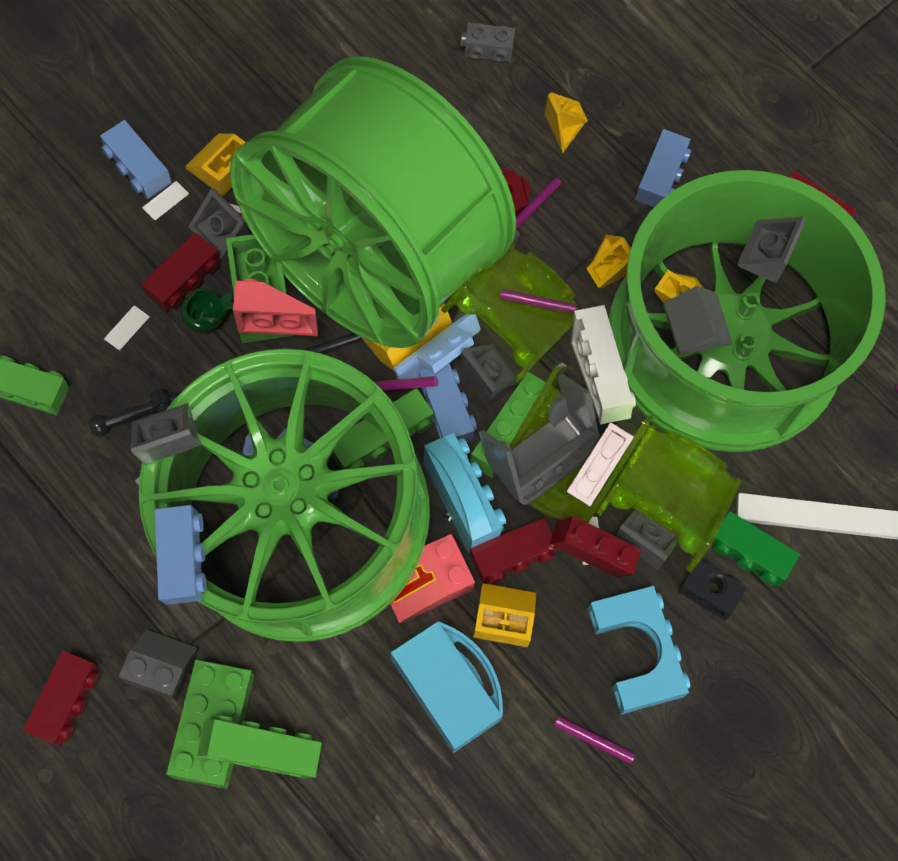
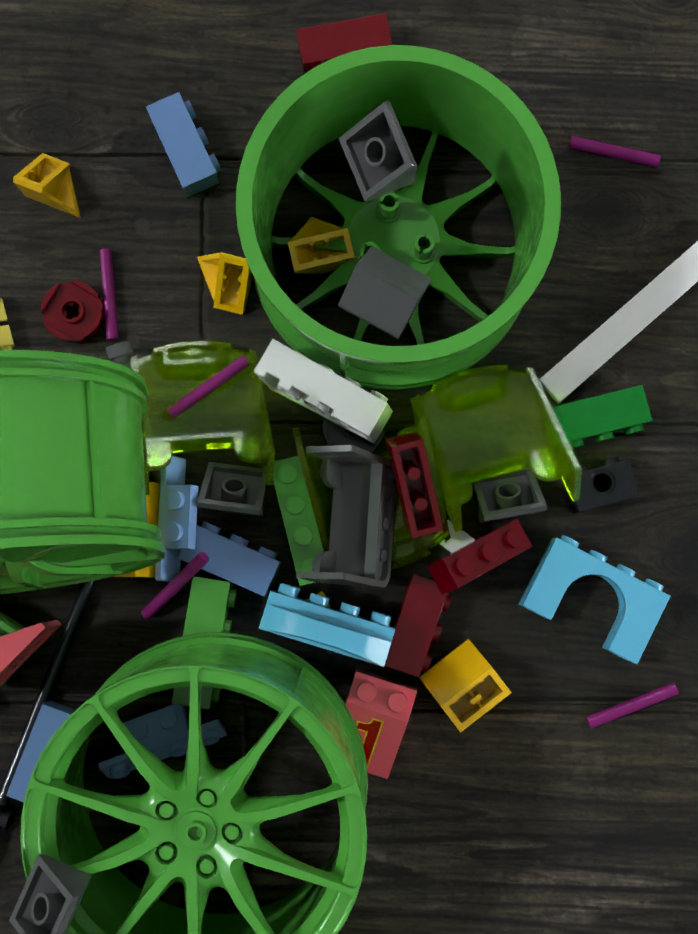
camera: 40 degrees left, 15 degrees up
(449, 684) = (484, 793): medium azure piece -> none

